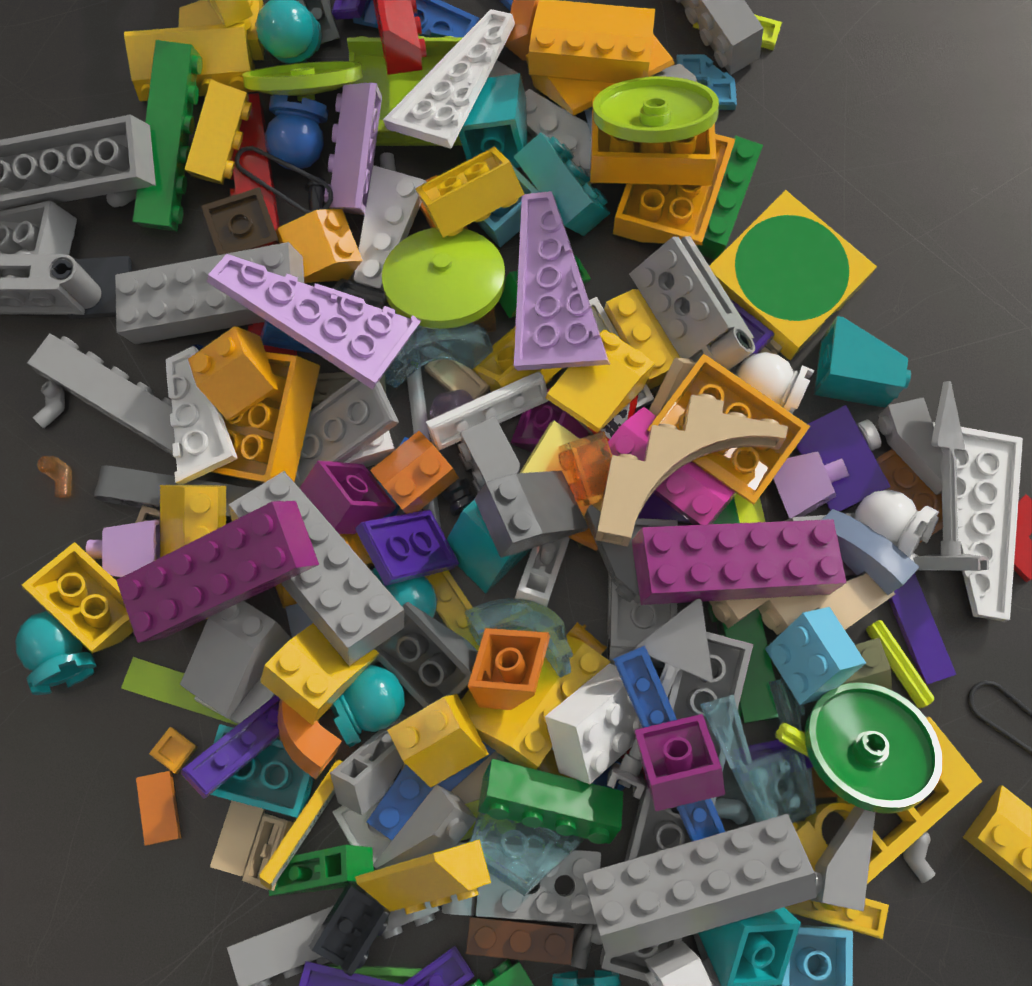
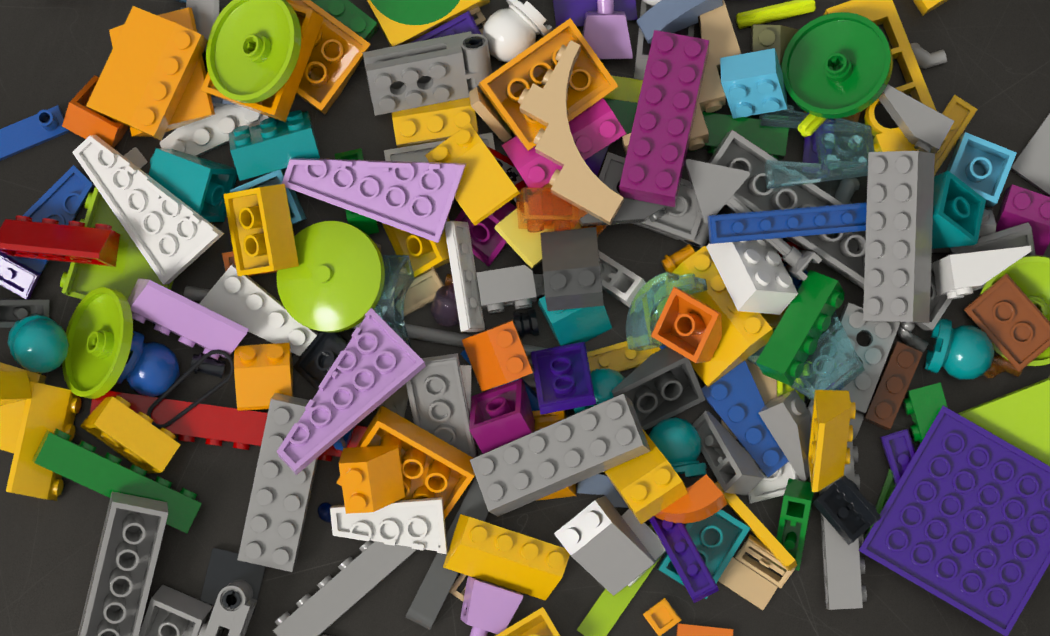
camera: 70 degrees left, 10 degrees up
(217, 571) = (545, 533): magenta brick -> none
(240, 222) = (226, 438): dark brown plate -> none
(438, 740) = (727, 400): yellow slope -> none
(680, 762) = (805, 219): magenta slope -> none

